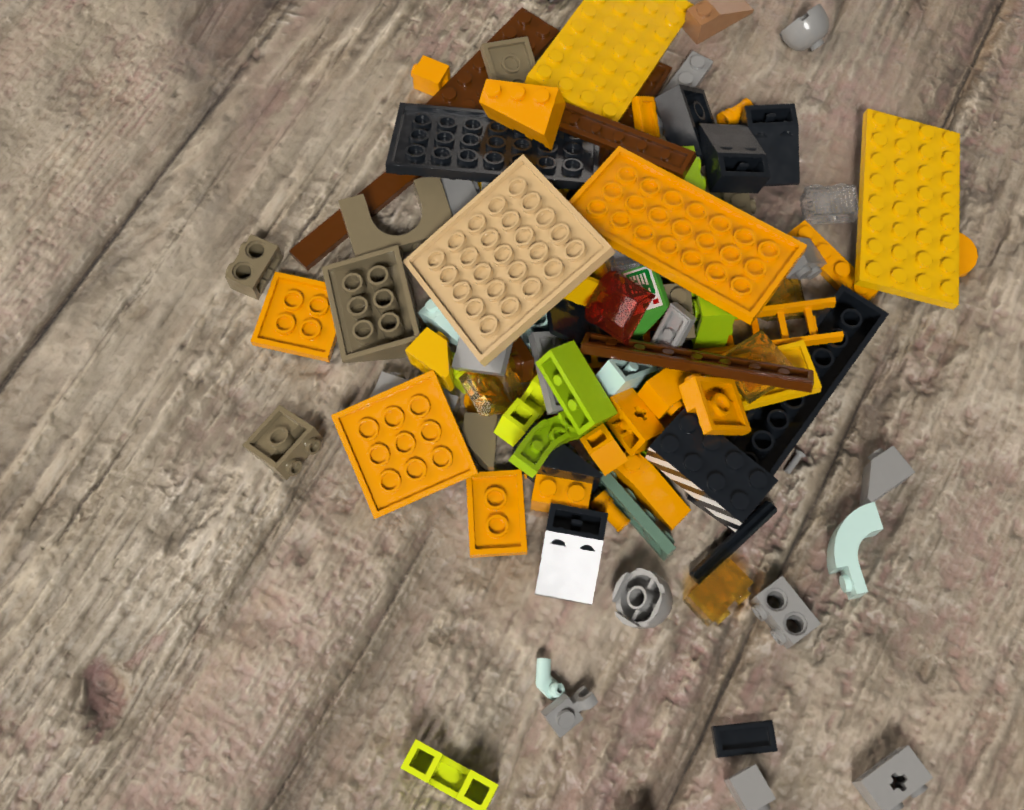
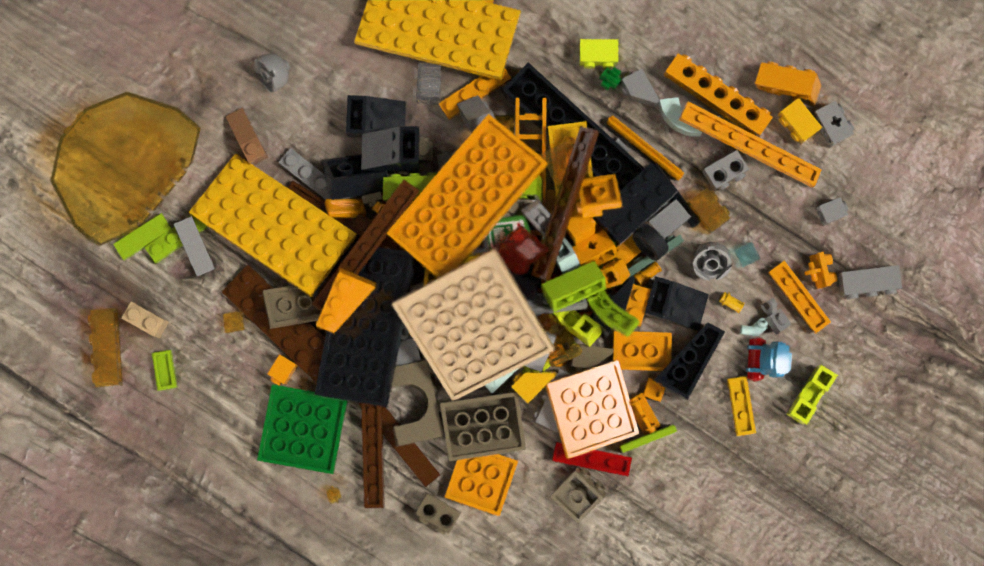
camera: 80 degrees left, 15 degrees up
(275, 146) = (333, 495): none -> clear yellow plate
(328, 183) = (373, 456): none -> reddish brown plate
(332, 467) = (595, 460): none -> red plate
(354, 105) = (302, 429): none -> green plate
(368, 531) = (647, 438): none -> lime tile
(404, 523) = (644, 414): none -> light orange hinge
(426, 669) = (741, 406): none -> yellow tile
(441, 537) = (653, 390): none -> light orange tile
(484, 580) = (687, 367): none -> black wedge
(485, 25) = (233, 322): none -> clear yellow plate
(499, 701) = (767, 359): none -> dark azure piece
(583, 639) = (731, 302): none -> yellow pin
(604, 747) = (799, 297): none -> light orange plate
(650, 774) = (819, 270): none -> light orange hips
(657, 497) = (650, 242): none -> black tyre
(660, 659) = (747, 254): none -> clear light blue tile
(693, 529) = (669, 219): none -> light grey brick
(733, 115) = (343, 143): light orange pin -> none
(744, 739) = (800, 209): black tile -> none
(795, 495) = (645, 148): none -> light orange axle
(832, 645) = (750, 144): none -> light orange plate
(861, 653) = (707, 96): none -> light orange brick
(884, 723) = (799, 121): none -> yellow brick
(889, 433) = (610, 78): none -> green gear
(922, 415) = (598, 53): none -> neon yellow brick
(946, 701) = (788, 81): none -> light orange wedge

